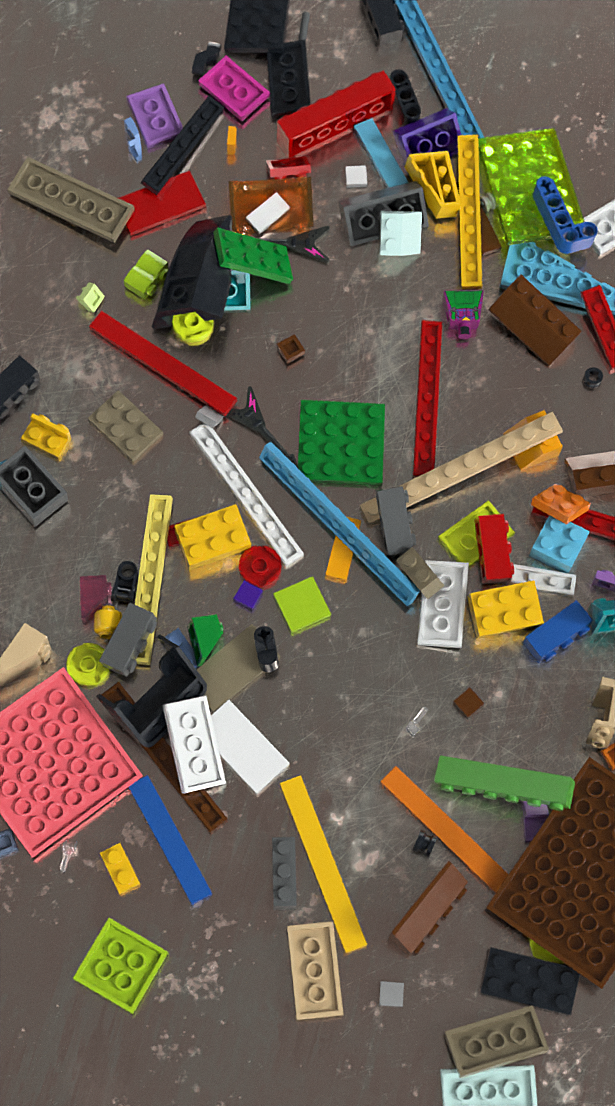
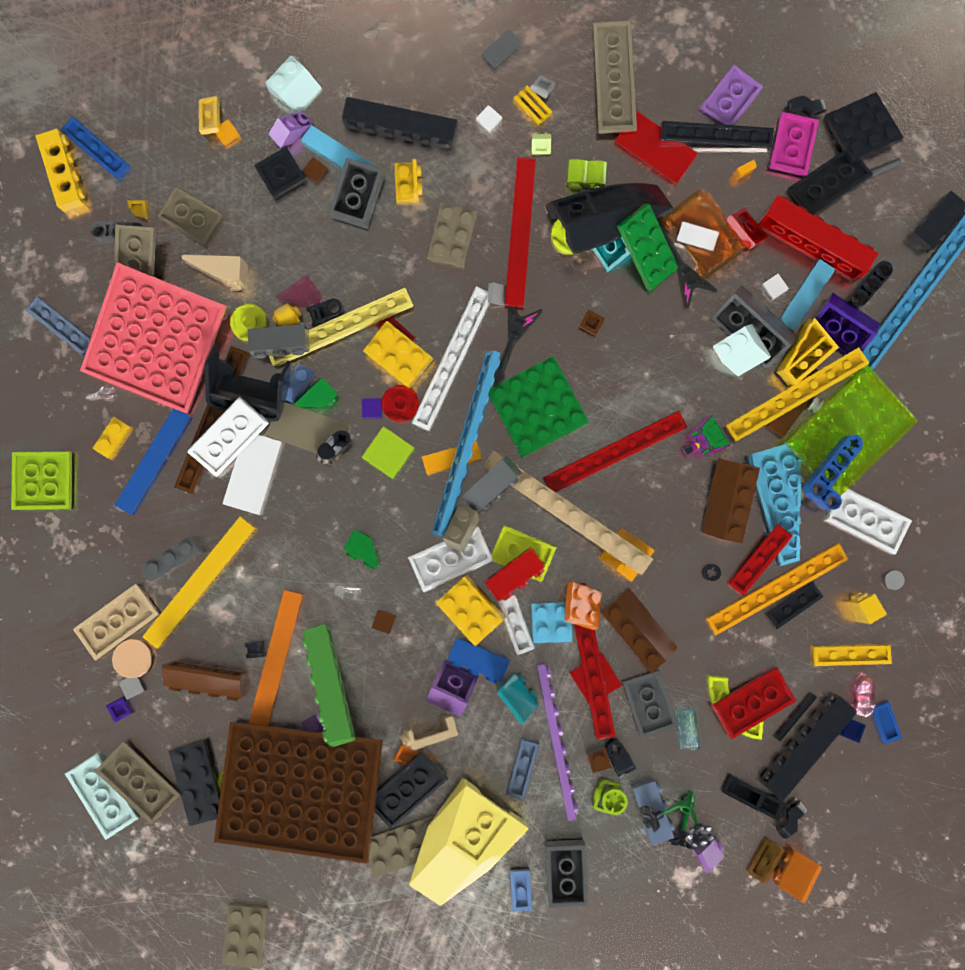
camera: 65 degrees right, 15 degrees up
(34, 331) = (489, 118): none -> white tile
(36, 266) = (542, 86): none -> light grey tile
(47, 282) = (522, 94): none -> yellow tile
(134, 144) = (694, 97): medium blue slope -> none
(362, 976) = (131, 658): none -> light nougat tile
(383, 679) = (363, 547): none -> green slope
(407, 1021) = (119, 709): none -> dark purple tile
(572, 673) = (452, 688): none -> medium lavender slope

